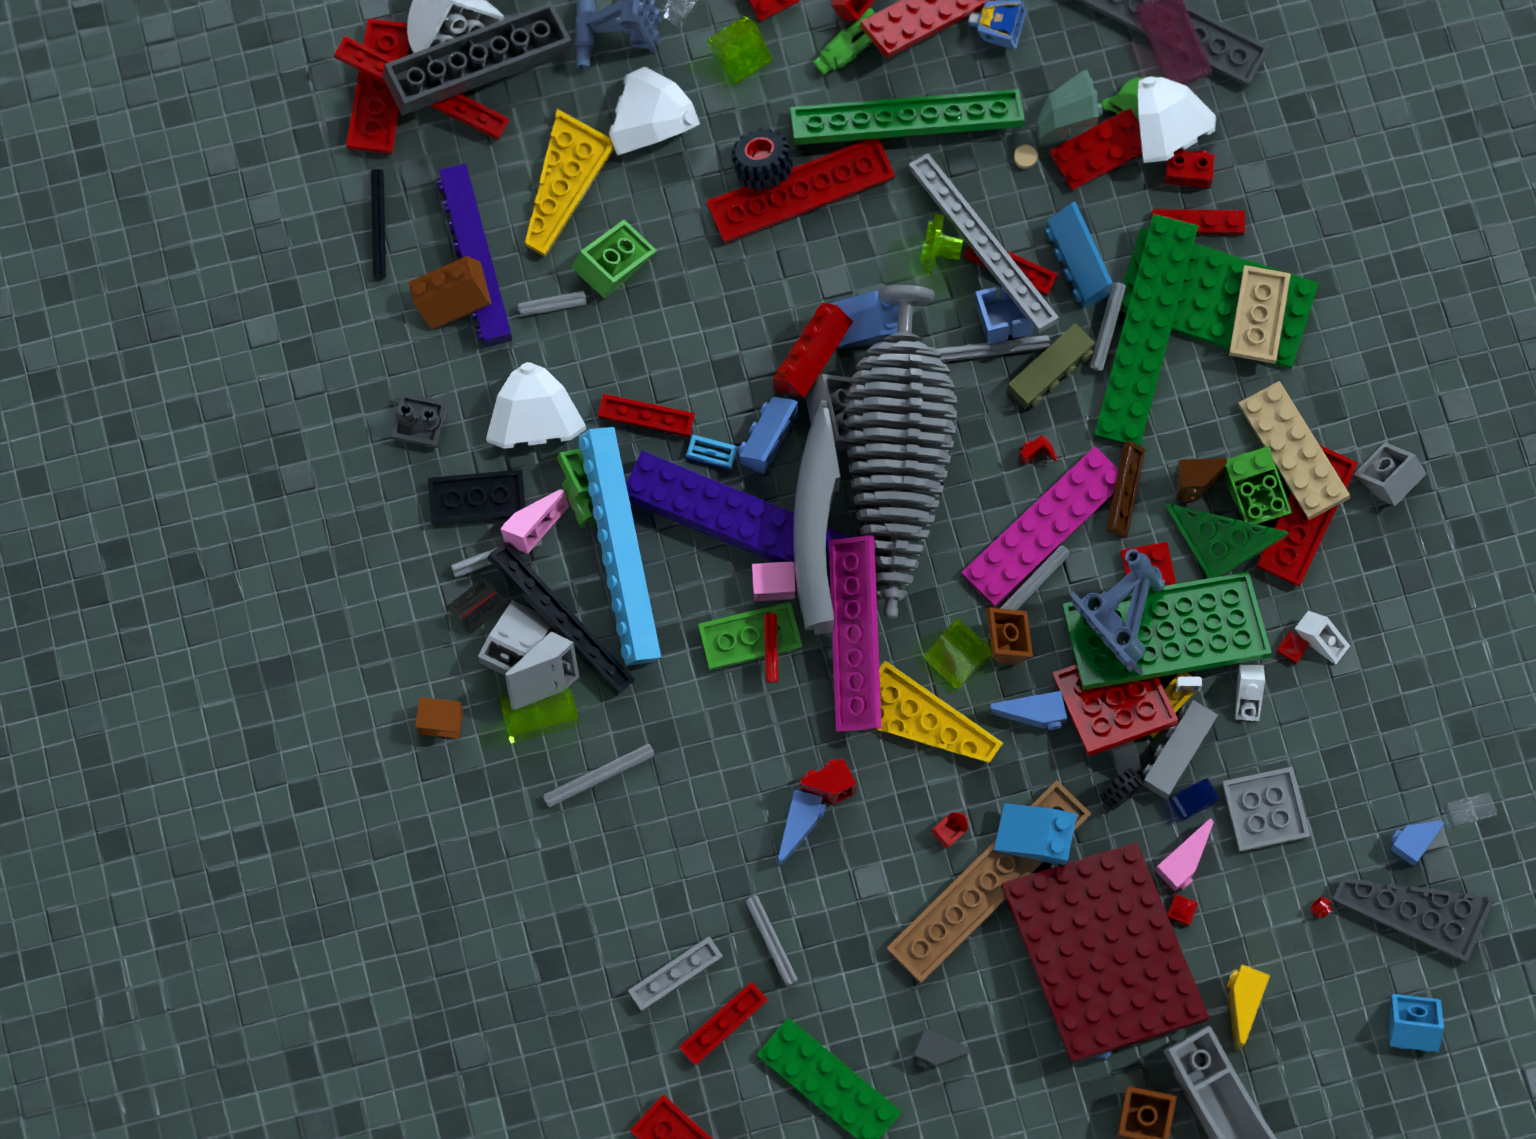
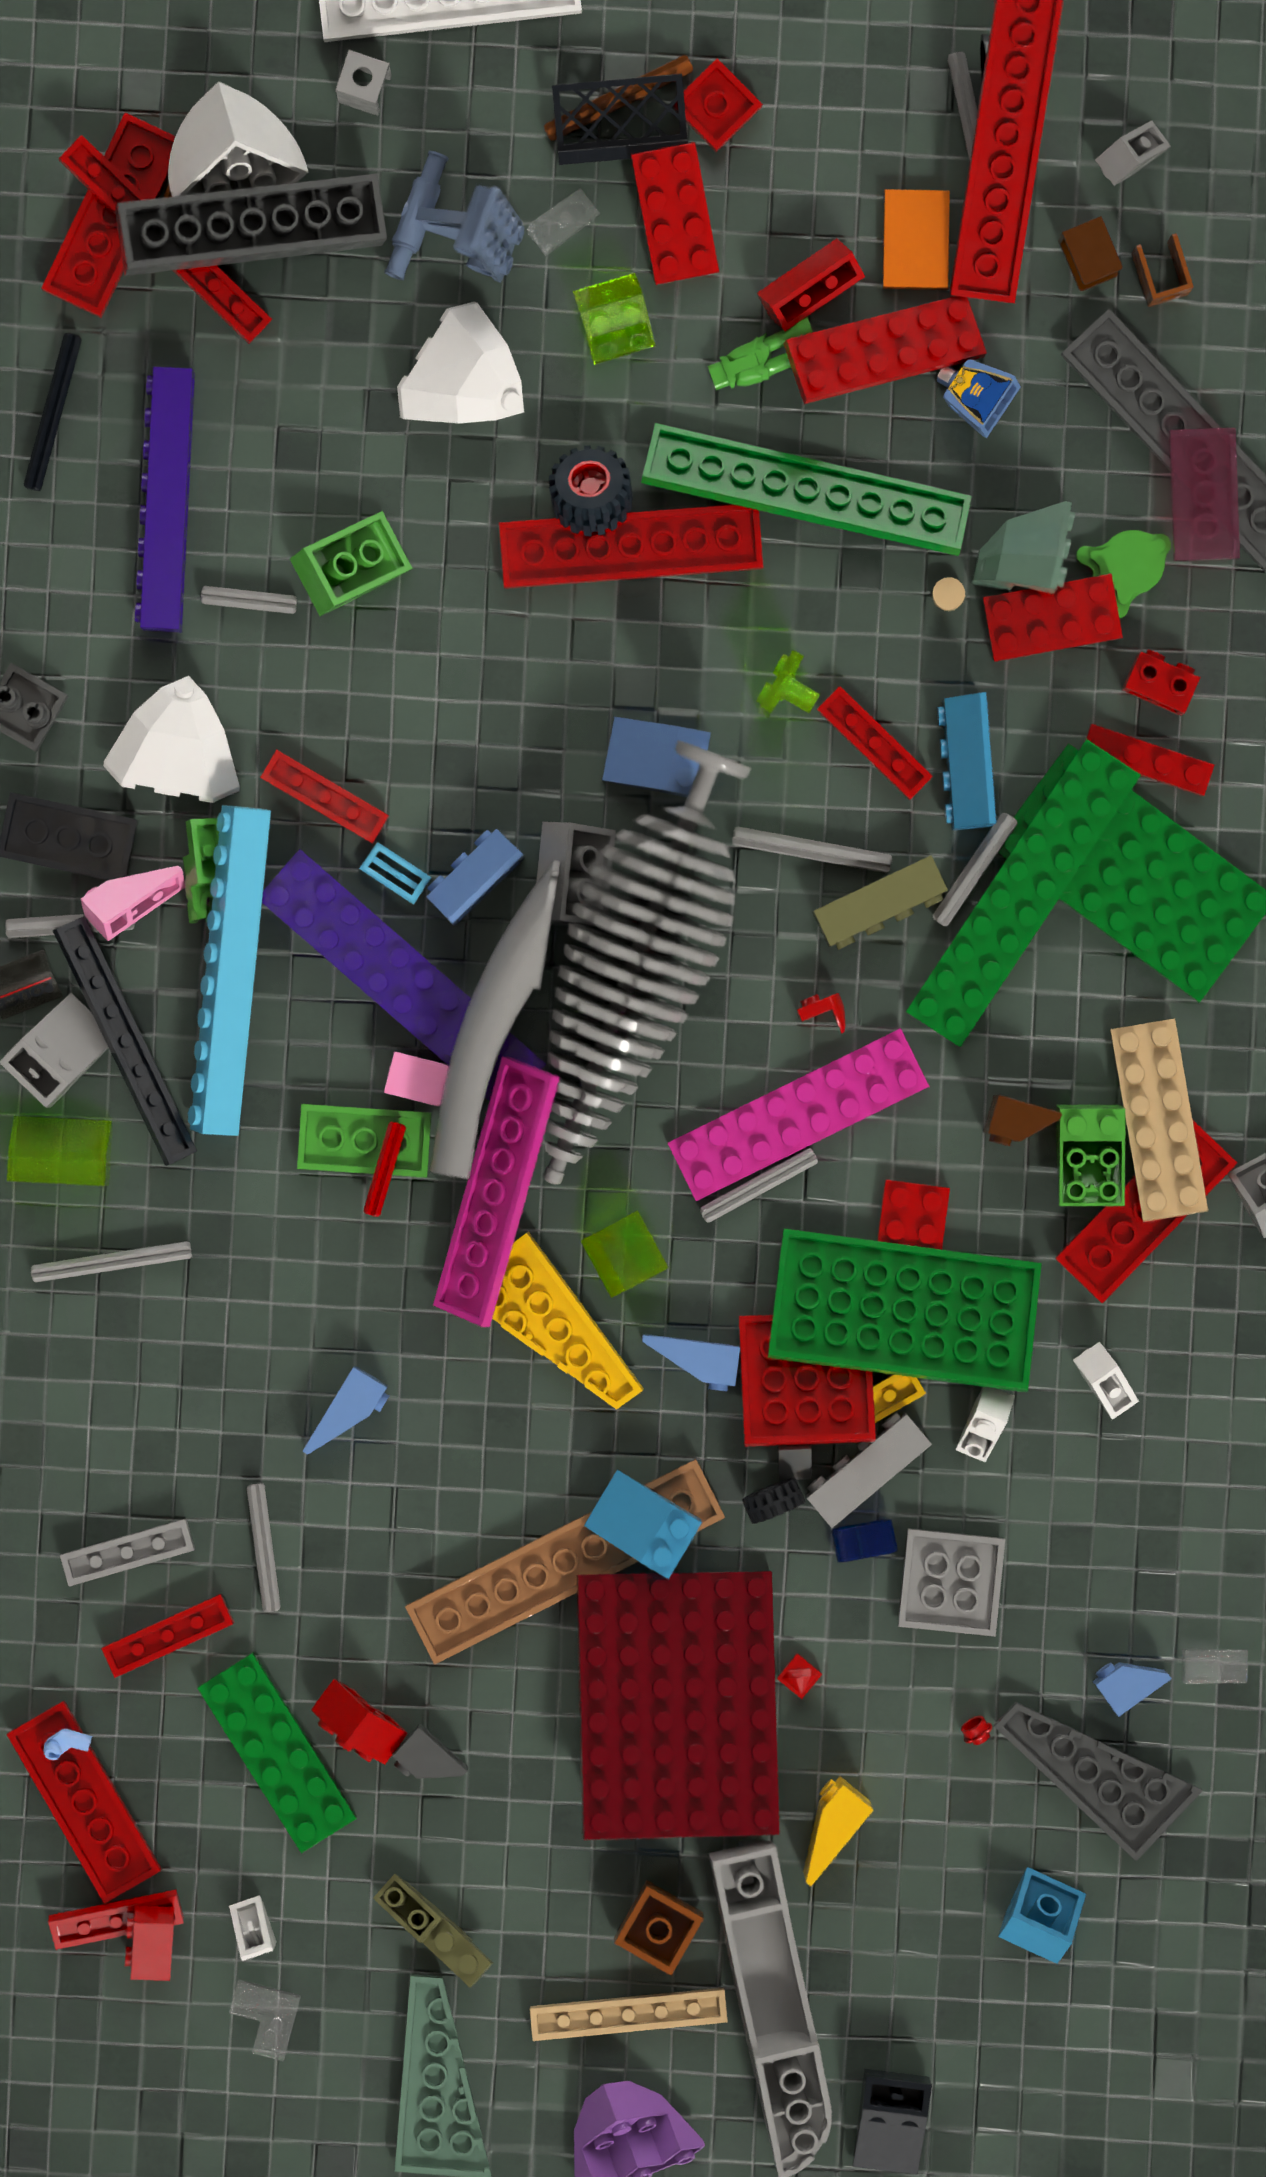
camera: 20 degrees right, 15 degrees up
(450, 292) = (116, 547): dark orange slope -> none
(542, 671) = (75, 1110): light grey slope -> none
(569, 169) = (330, 418): yellow wing -> none
(673, 1120) = (64, 1740): none -> light blue arm
(812, 350) = (569, 784): red slope -> none
(832, 782) = (401, 1375): red slope -> none
(881, 1039) = (357, 1723): none -> red brick
(950, 828) = (538, 1478): red plate -> none
(983, 243) = (846, 706): light grey plate -> none
(1001, 317) = (842, 812): medium blue piece -> none
(1009, 635) = (697, 1253): dark orange slope -> none
(1101, 614) = (827, 1285): sand blue plate -> none
(1125, 489) = (920, 1101): reddish brown tile -> none
(1170, 118) = (1158, 610): white brick -> none
(1182, 863) = (822, 1616): bright pink slope -> none
(1188, 684) = (907, 1392): white tile -> none
(1221, 541) = (1020, 1213): green tile -> none
(1259, 314) = (1180, 921): tan plate -> none
(1292, 647) = (1063, 1380): red tile -> none

